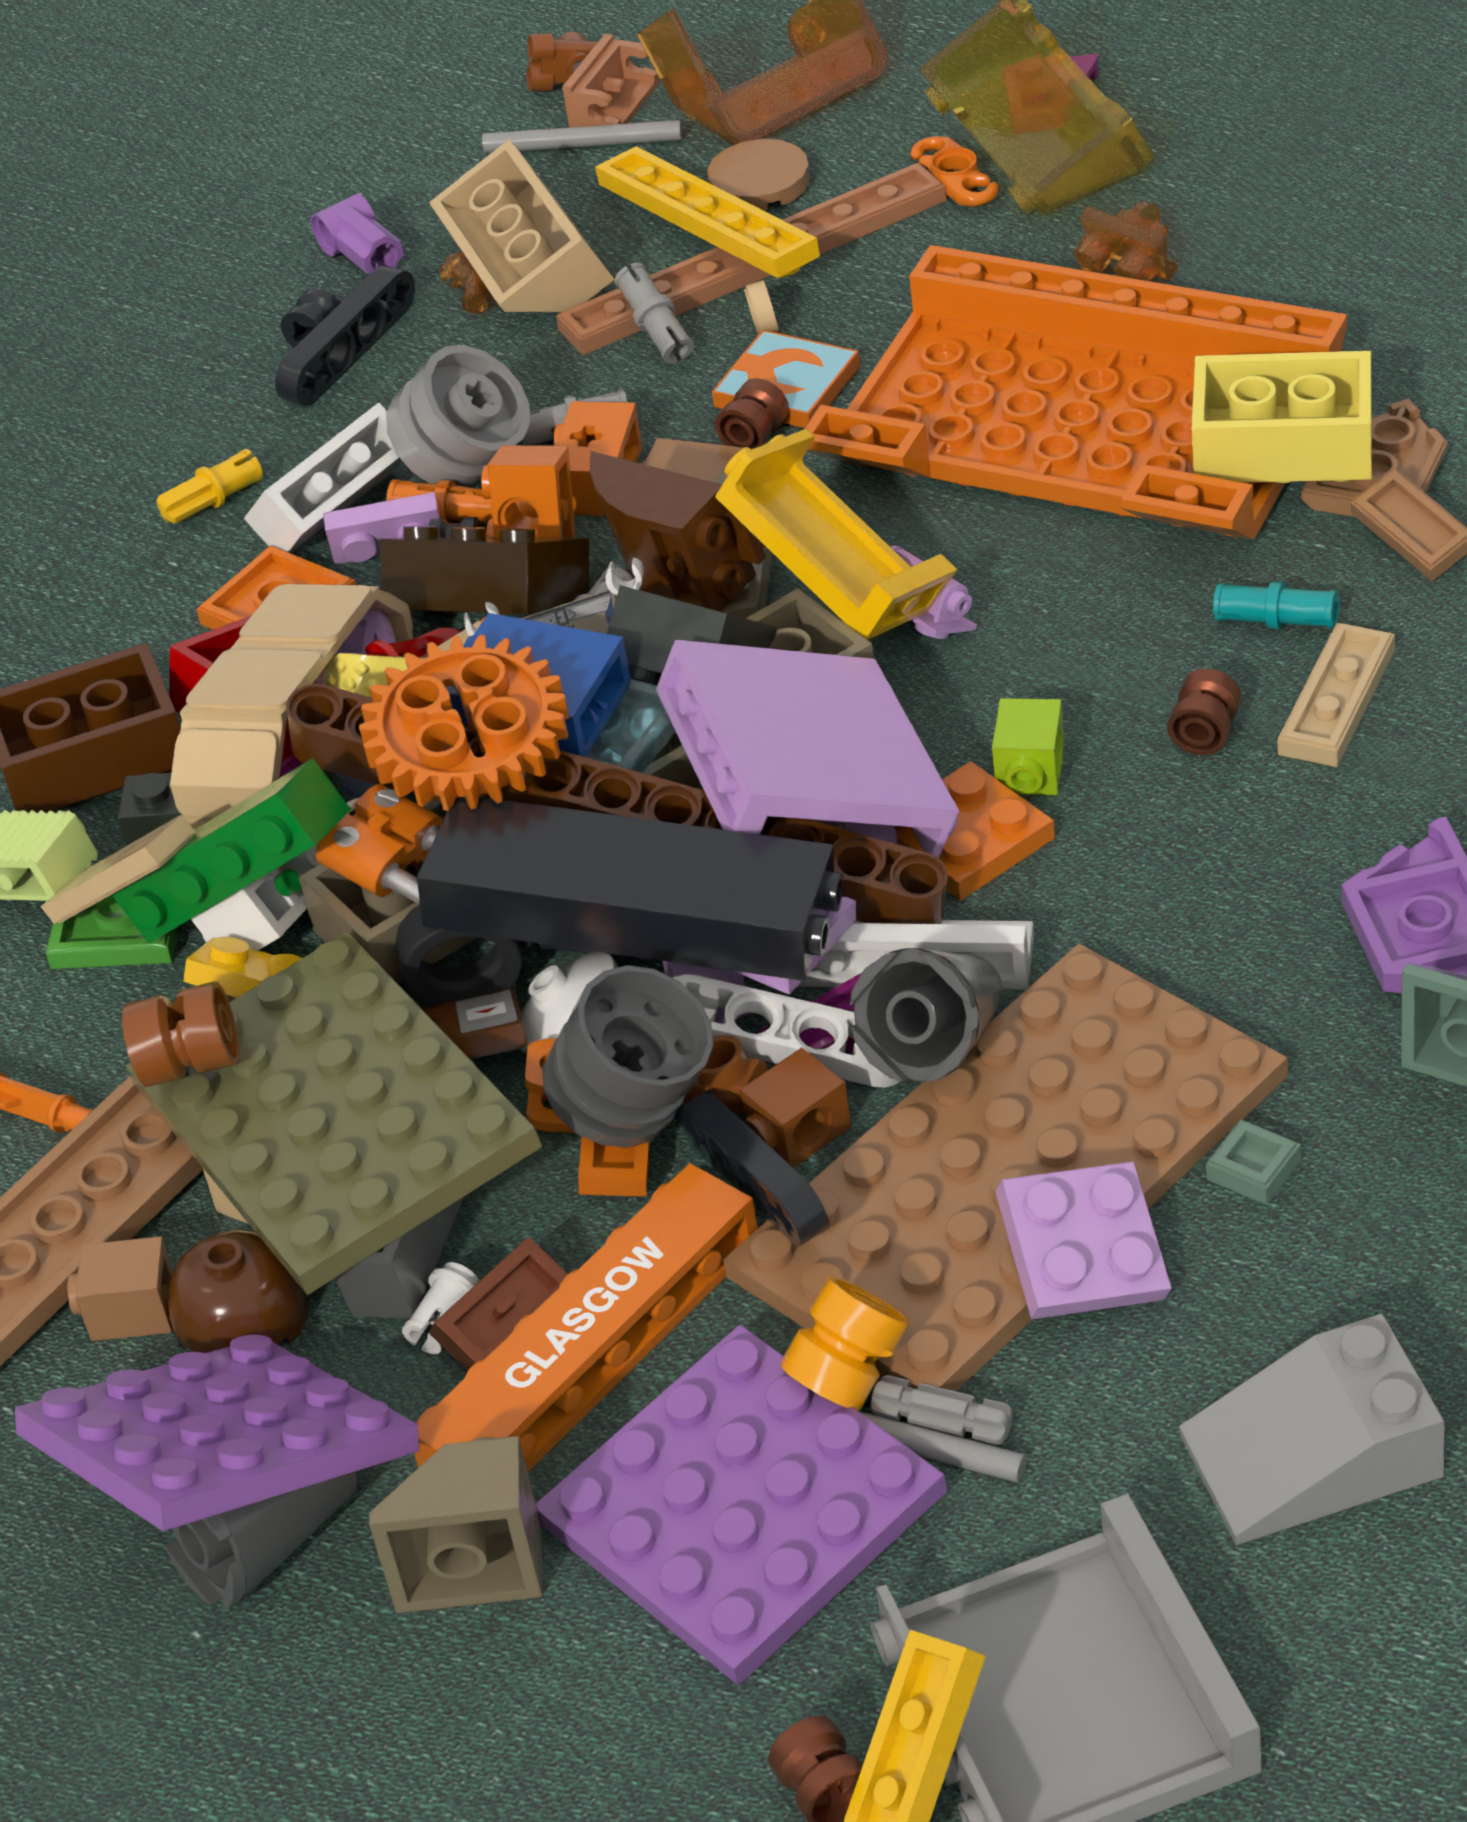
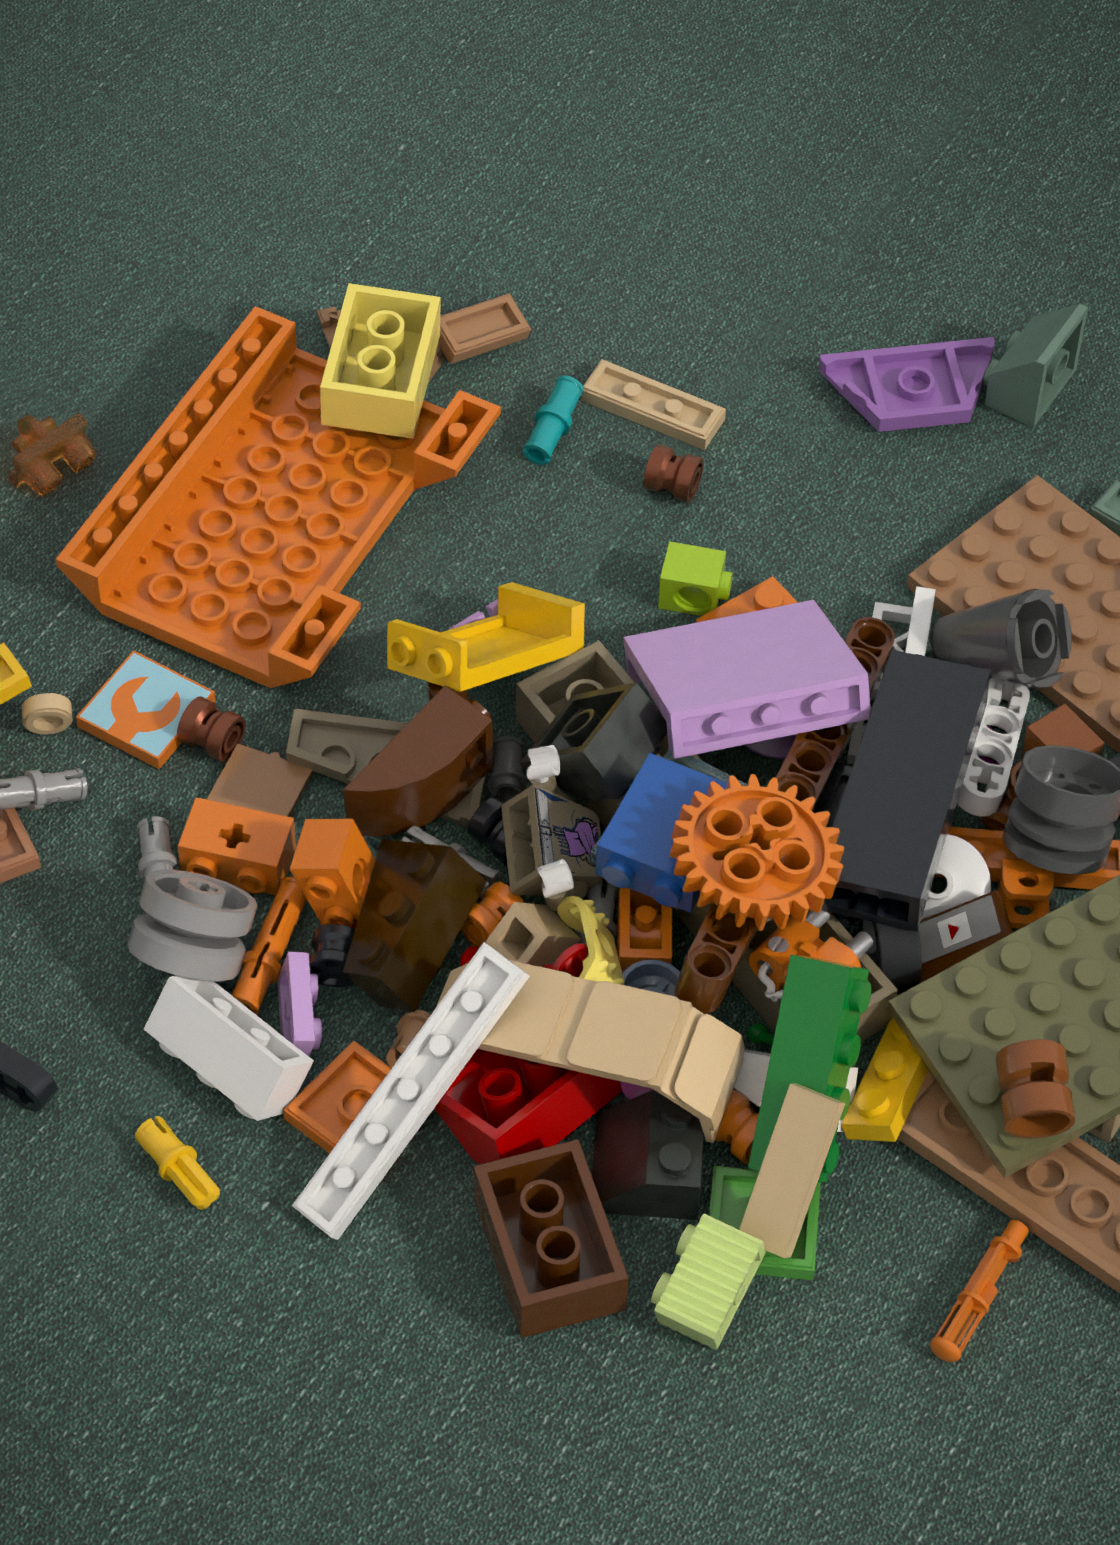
camera: 95 degrees left, 10 degrees up
(237, 578) = (410, 1091): none -> white tile

